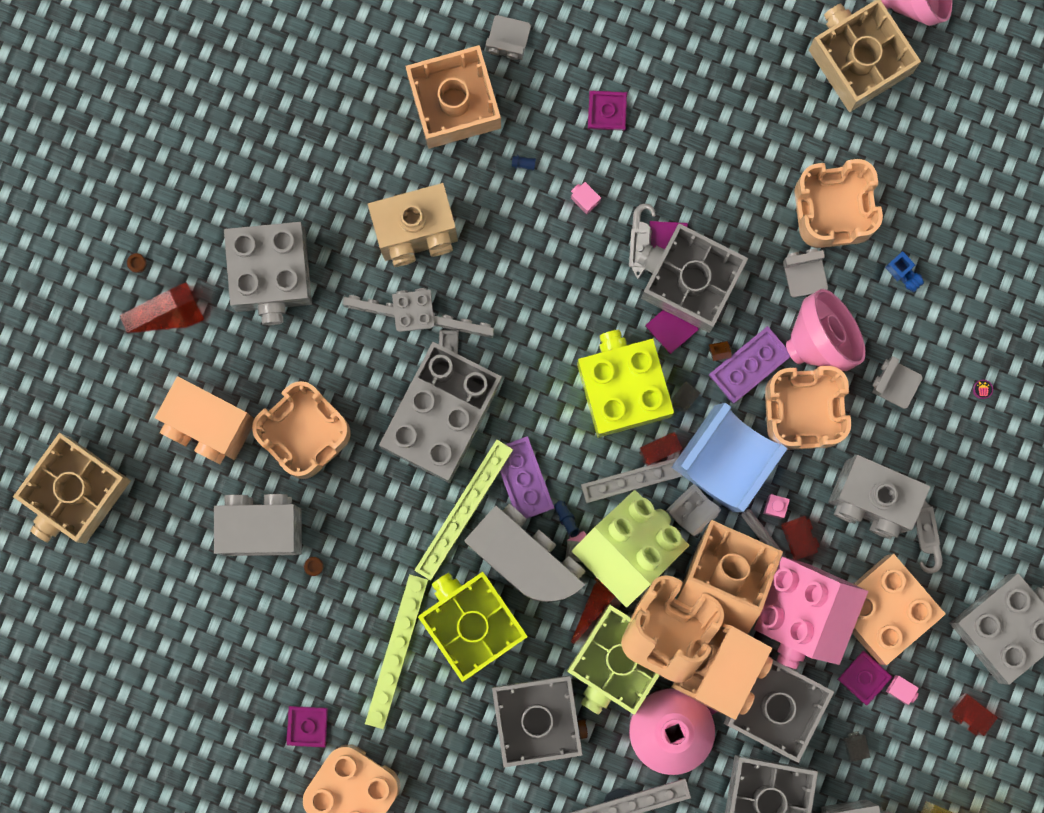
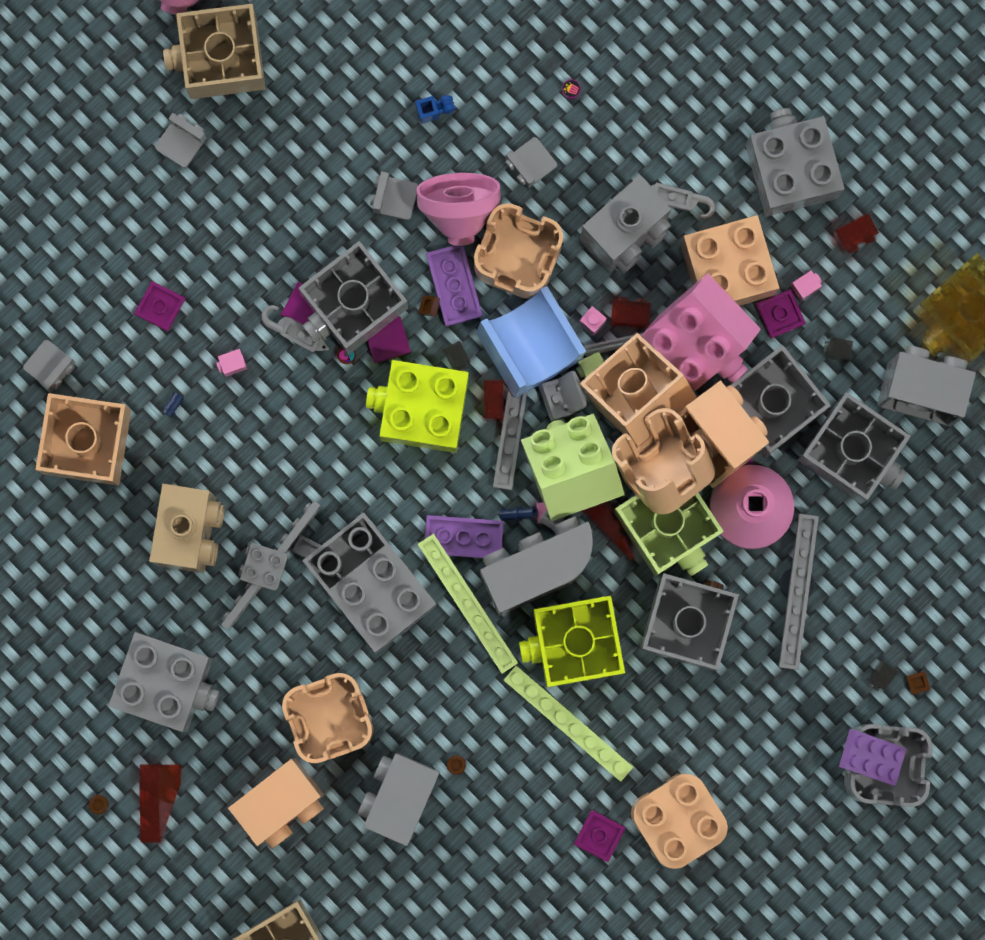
camera: 70 degrees left, 0 degrees up
(636, 297) = (344, 358): none -> tile
(734, 521) = (589, 364): none -> yellowish green brick
(766, 59) = (181, 140): none -> light grey bracket
(837, 204) = (345, 138): light nougat piece -> none

